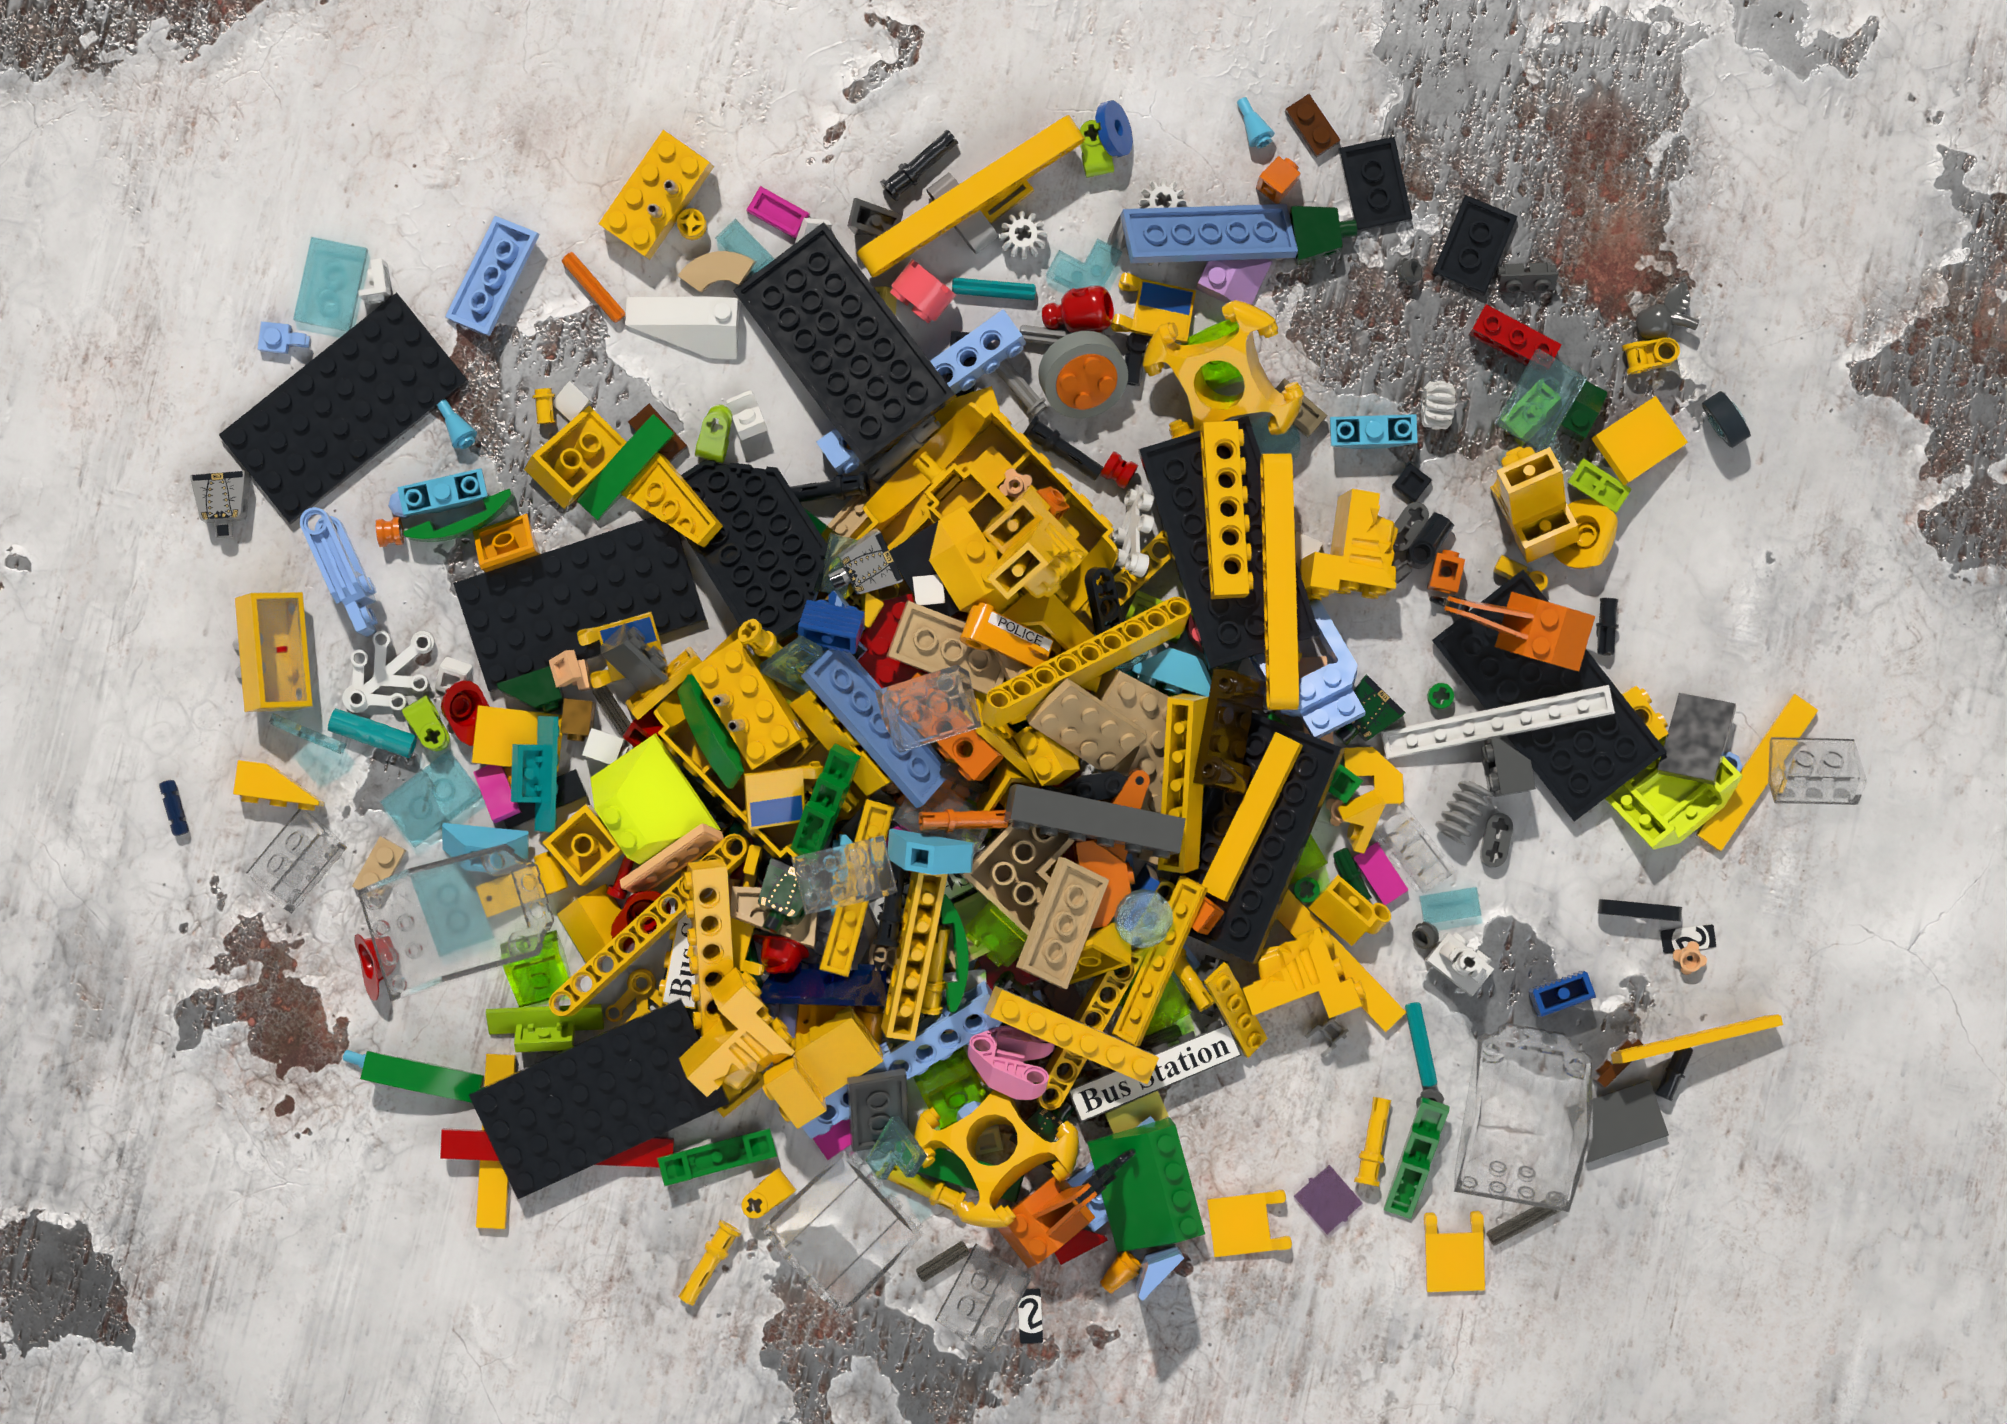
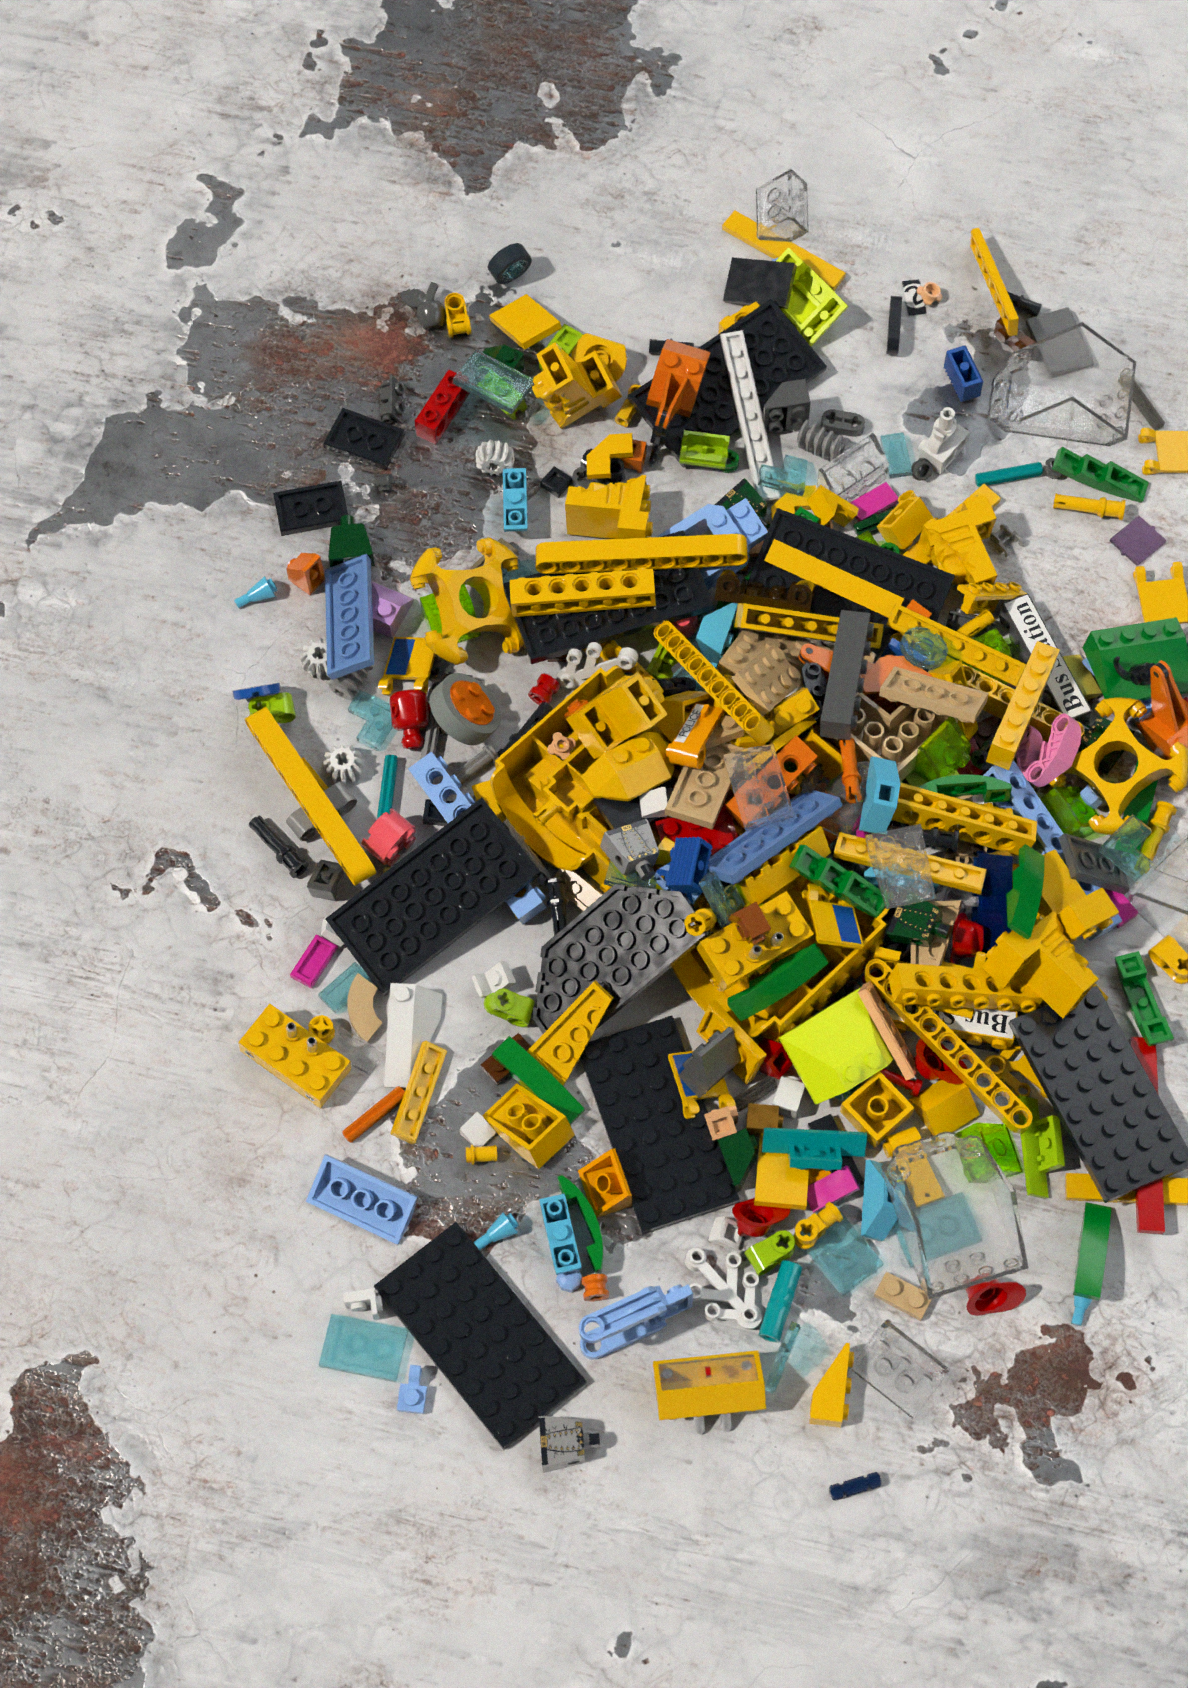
camera: 95 degrees left, 20 degrees down
(451, 774) = (816, 1225): none -> yellow connector
(617, 335) = (418, 1092): none -> yellow tile
(668, 263) = (360, 1053): none -> clear slope
(751, 694) = (751, 924): none -> dark orange window
(808, 1019) = (1026, 894): none -> green slope
(1312, 125) = (260, 552): reddish brown plate -> none
(1407, 769) = (788, 479): none -> clear light blue tile
(1444, 663) = (704, 449): none -> lime hinge
(1446, 547) = (611, 447): none -> yellow tile

